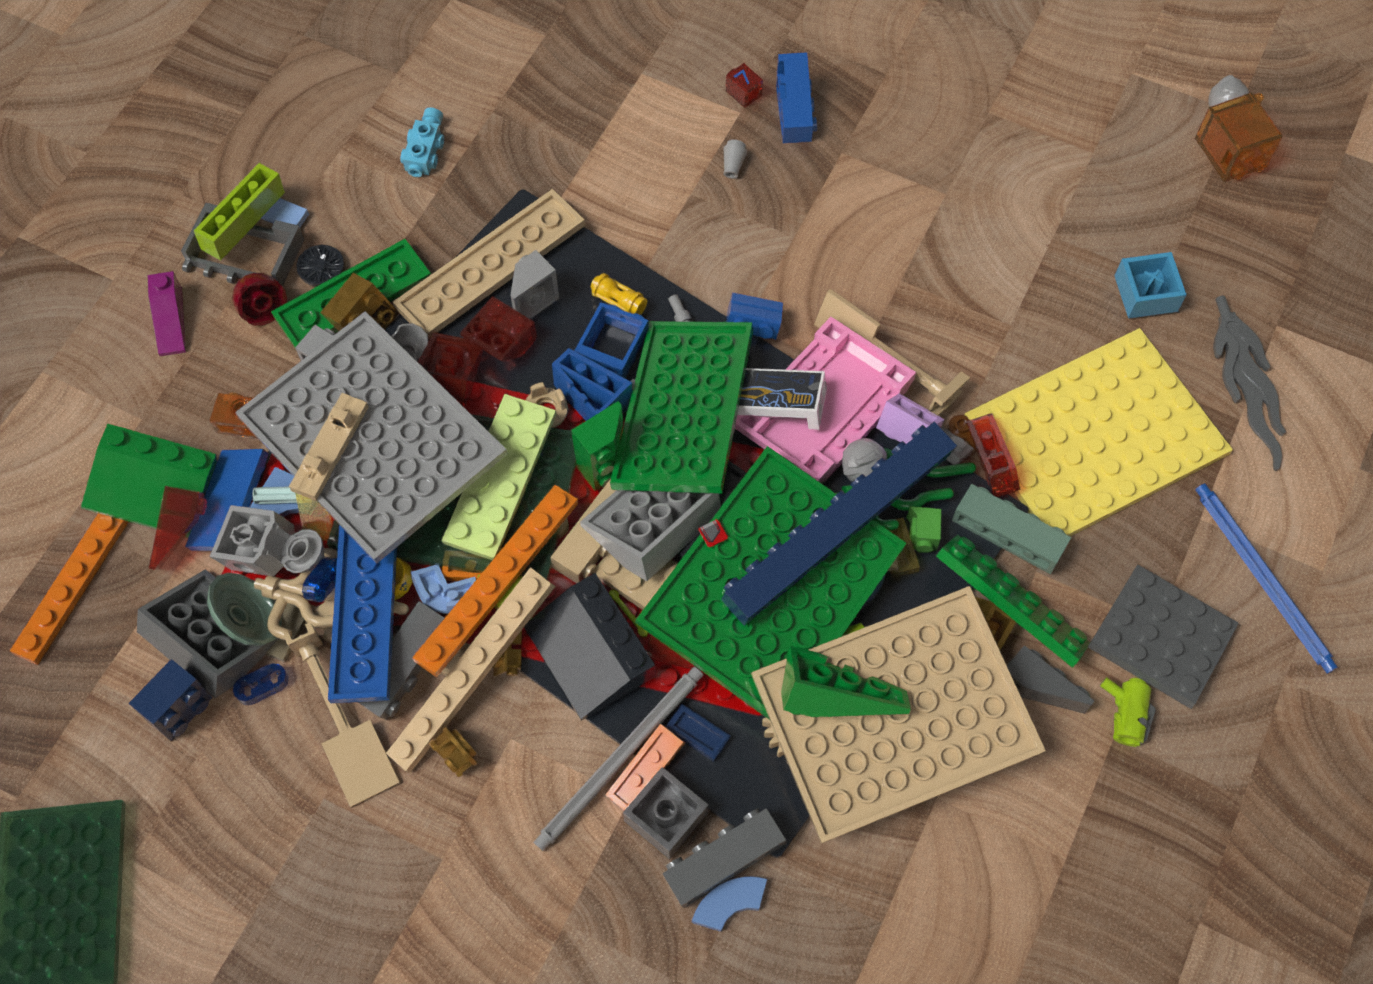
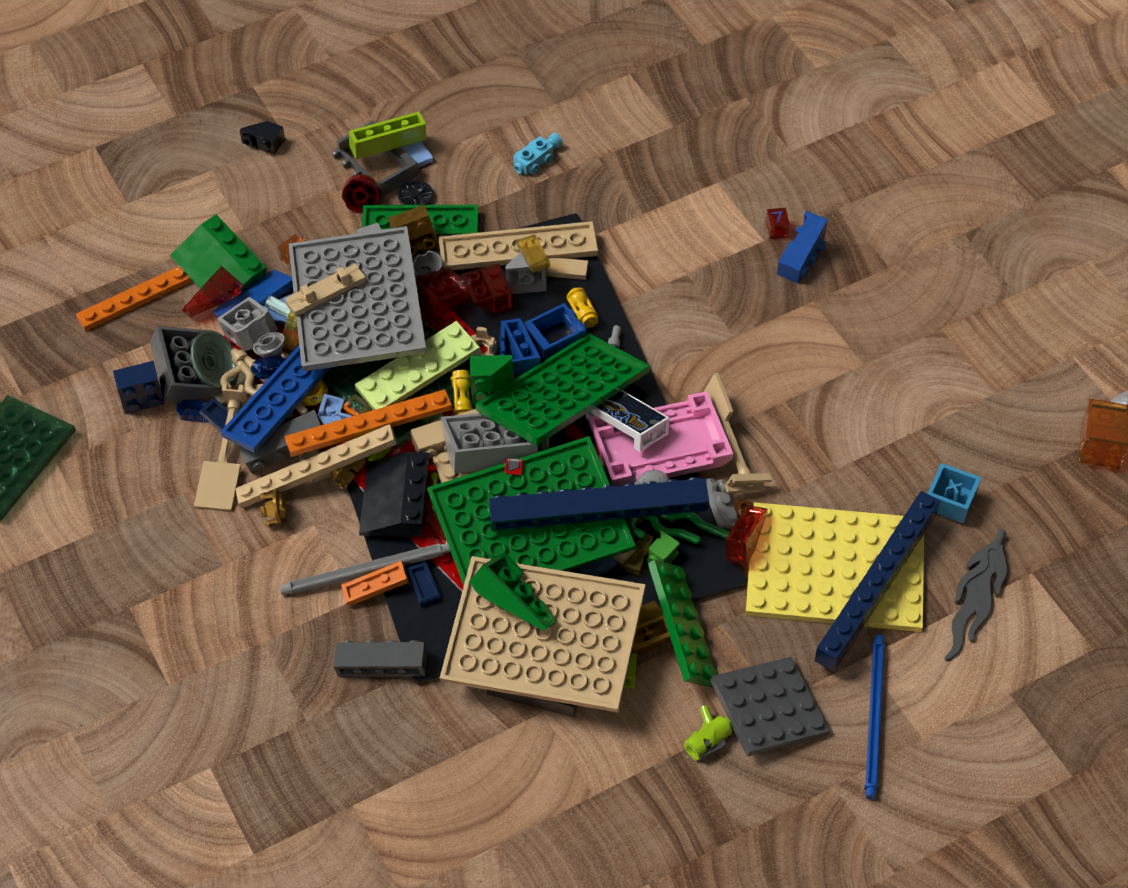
camera: 35 degrees right, 10 degrees down
(81, 291) = (263, 136): none -> black slope
(167, 313) = (304, 172): magenta slope -> none
(295, 675) = (215, 413): none -> dark blue tile
(532, 263) = (533, 253): none -> clear yellow tile
(566, 467) = (461, 385): none -> yellow piece
(568, 256) = (567, 268): none -> tan tile
(665, 812) = (366, 613): flat silver brick -> none
(728, 899) = (368, 687): medium blue tile -> none
(734, 155) = (733, 264): light grey cone -> none
(763, 313) = (663, 367): blue brick -> none
(903, 417) = (706, 469): lavender brick -> none
(1011, 528) = (720, 583): sand green brick -> none
(1045, 684) = (661, 683): dark grey slope -> none
(1164, 429) = (876, 581): none -> dark blue brick

